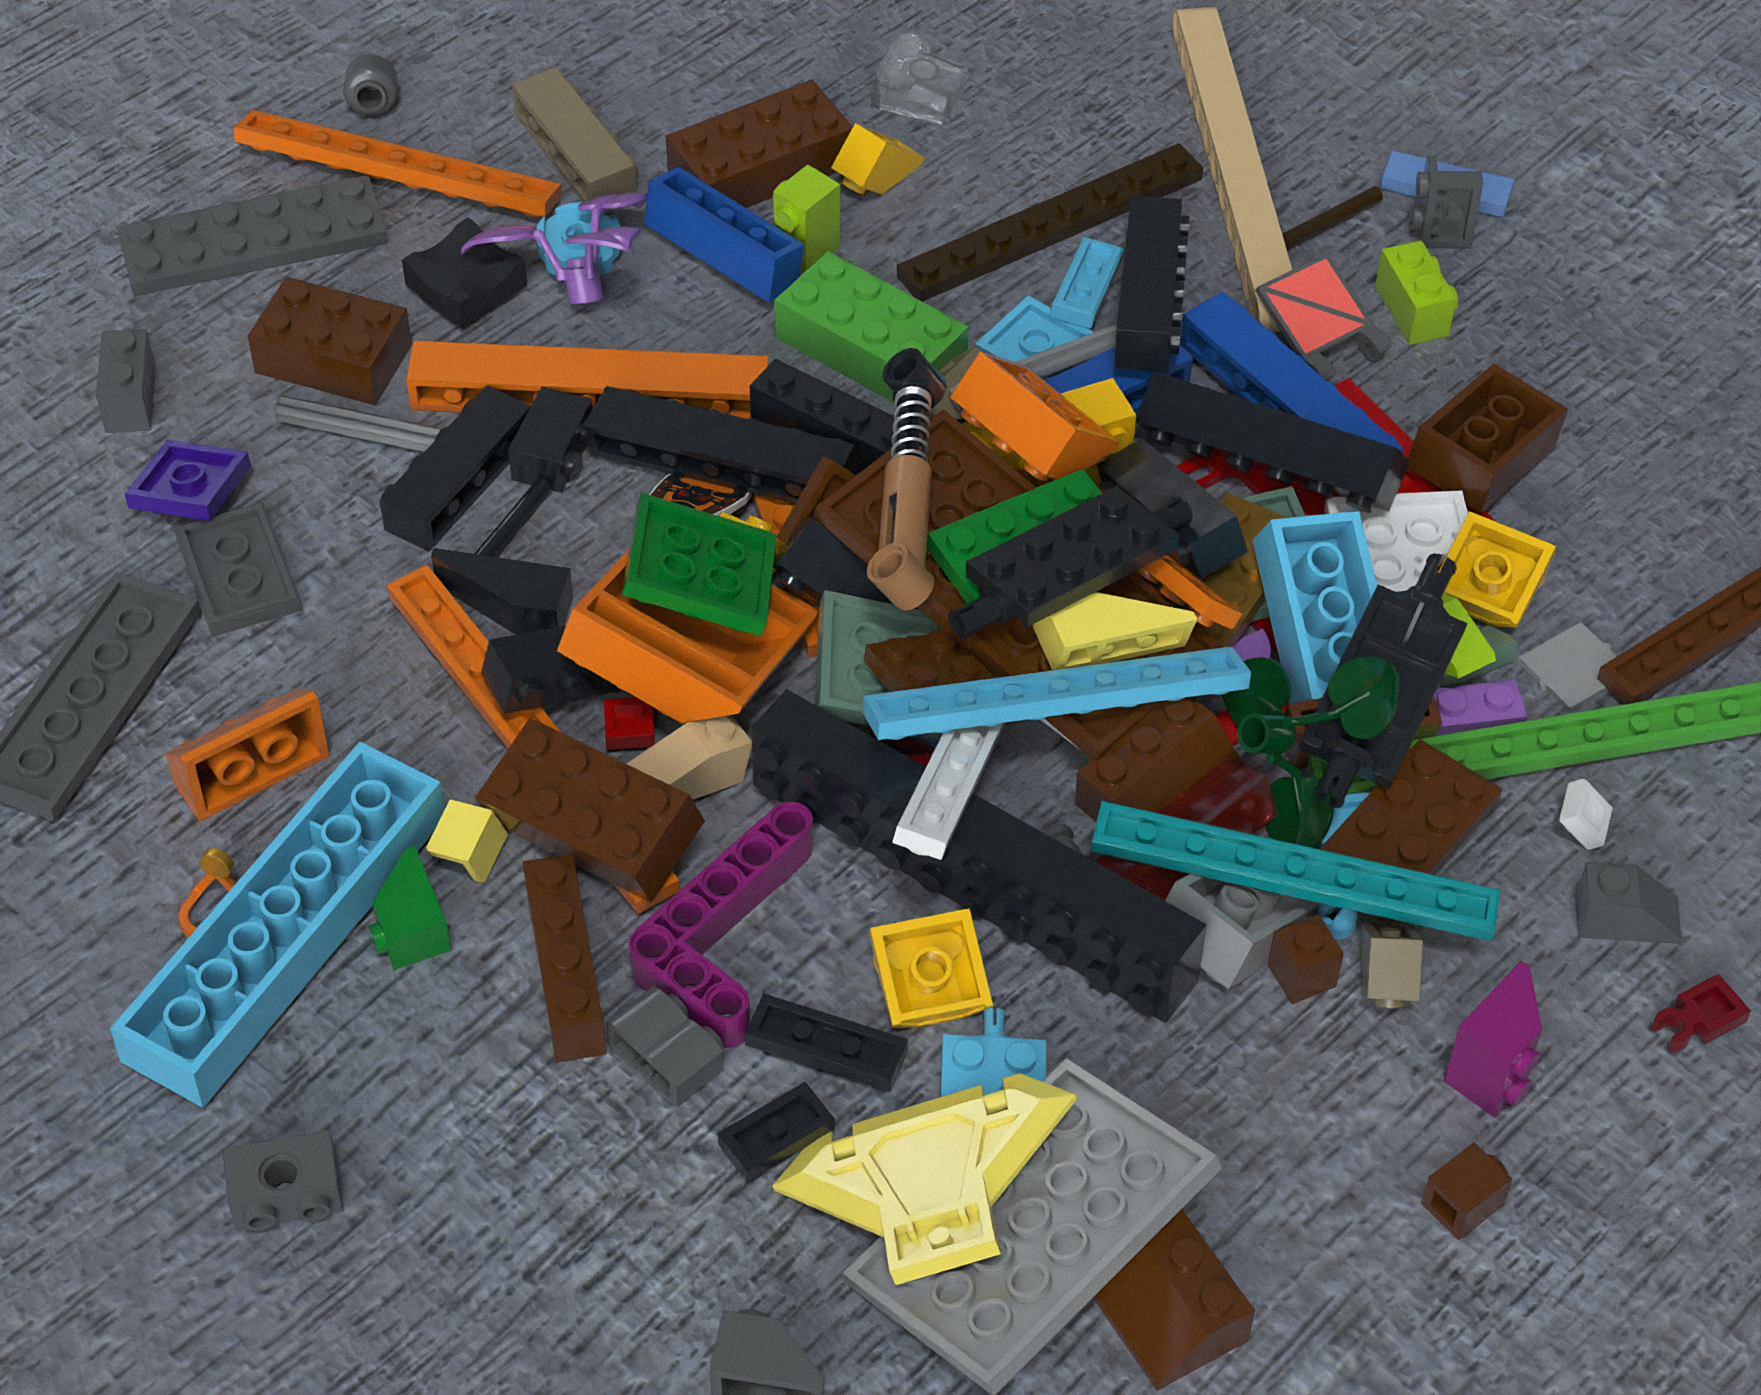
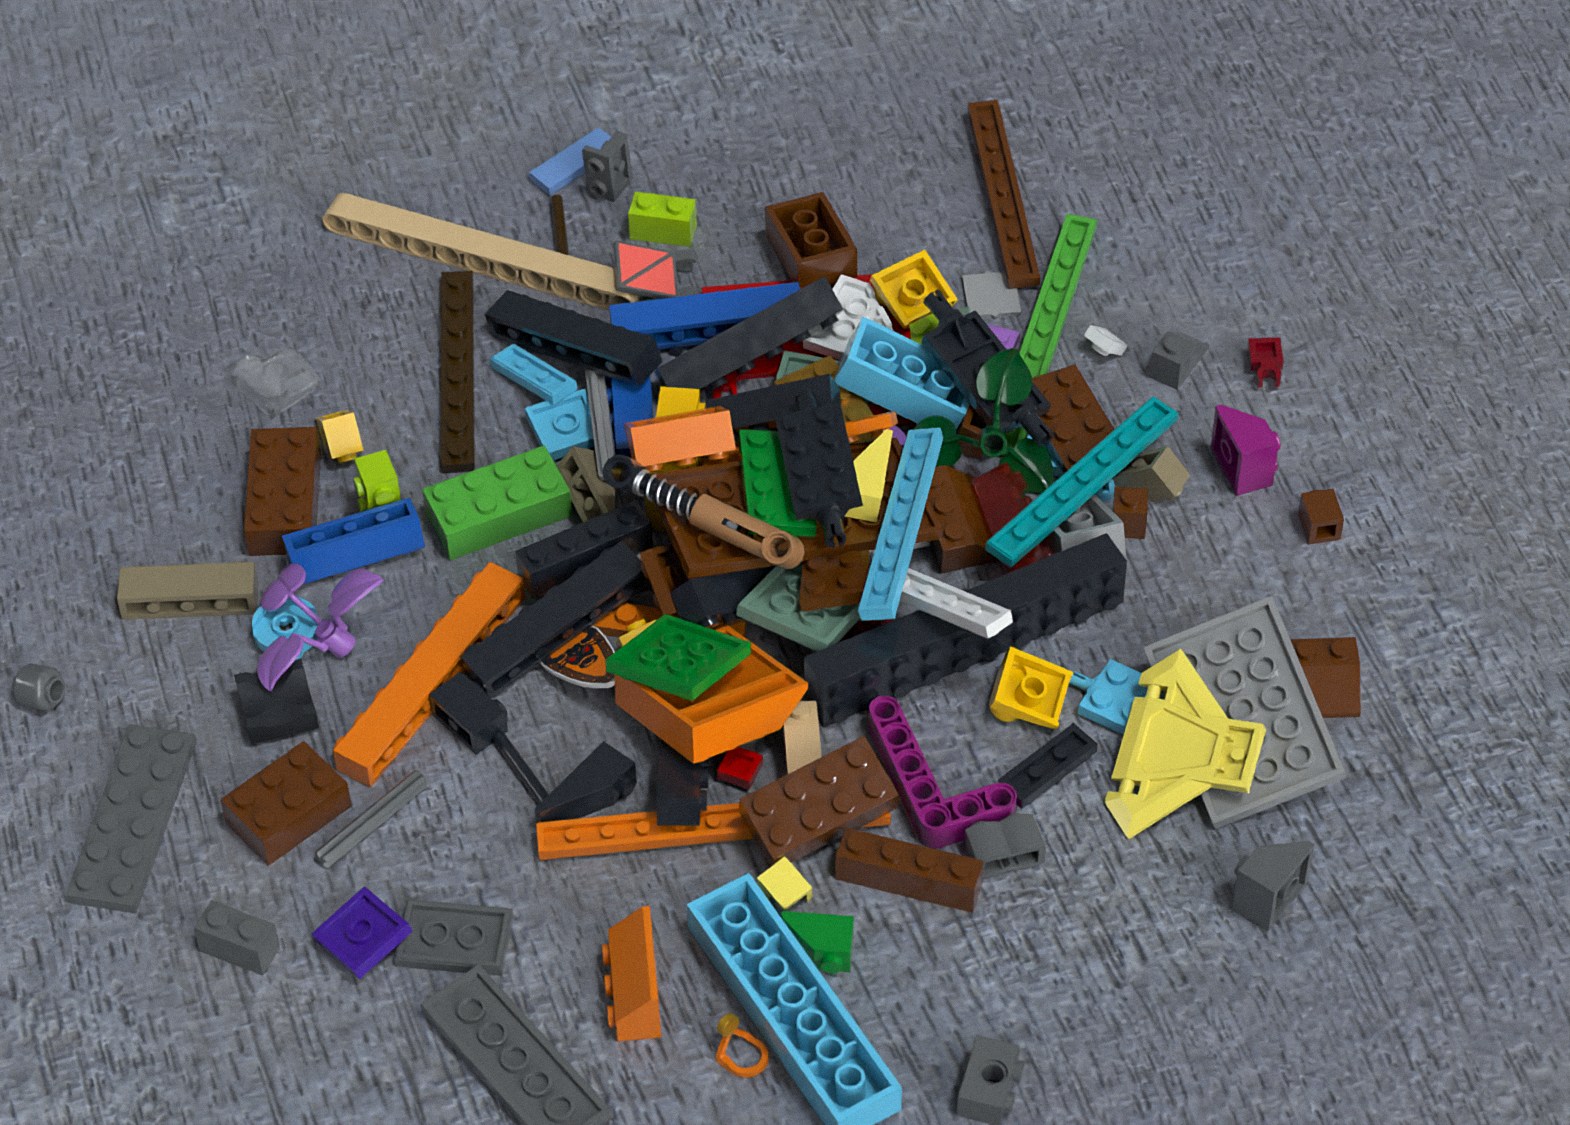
camera: 60 degrees left, 0 degrees up
(398, 163) = (128, 703): orange plate -> none
(453, 469) = (457, 775): black brick -> none
(776, 1131) = (1096, 816): black plate -> none

